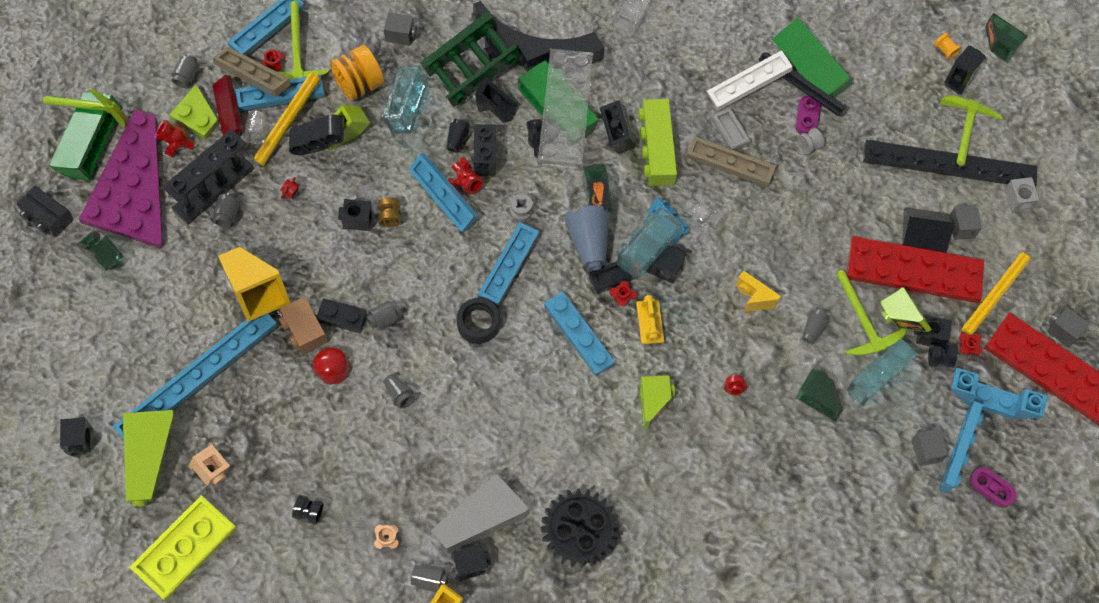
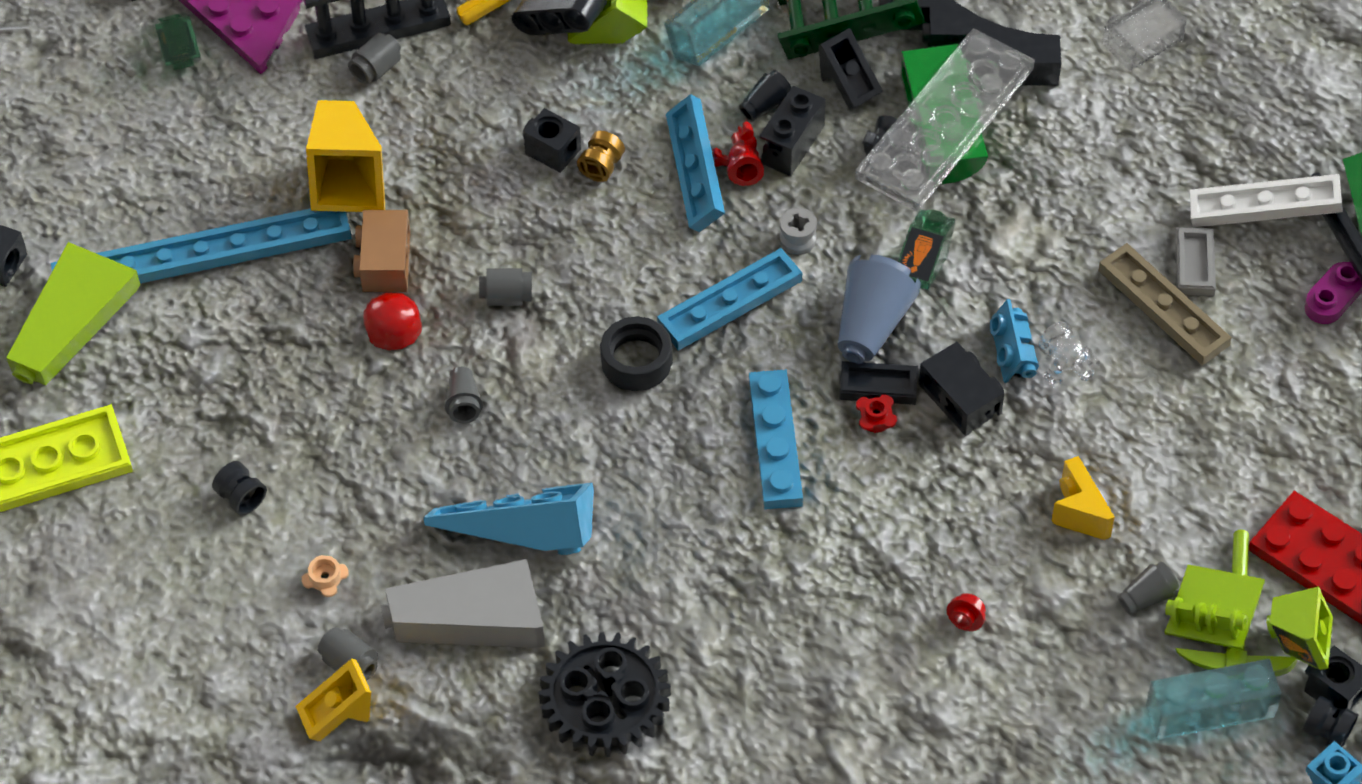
camera: 35 degrees right, 10 degrees down
(210, 459) = (144, 370): light nougat brick -> none
(289, 188) = (480, 67): red plate -> none
(341, 315) = (447, 263): black plate -> none
(471, 562) = (419, 663): black brick -> none
(485, 445) = (548, 521): none -> dark azure wedge
(618, 127) = (1013, 180): black brick -> none
(648, 243) = (948, 350): clear light blue brick -> none
(650, 320) = (894, 467): yellow hinge -> none
(655, 397) = (830, 573): lime slope -> none
(658, 142) = (1064, 230): lime brick -> none
(811, 141) = (1313, 327): light grey wheel -> none
(820, 394) = (1090, 682): clear green slope -> none
(853, 320) = (1214, 606): none -> lime hinge

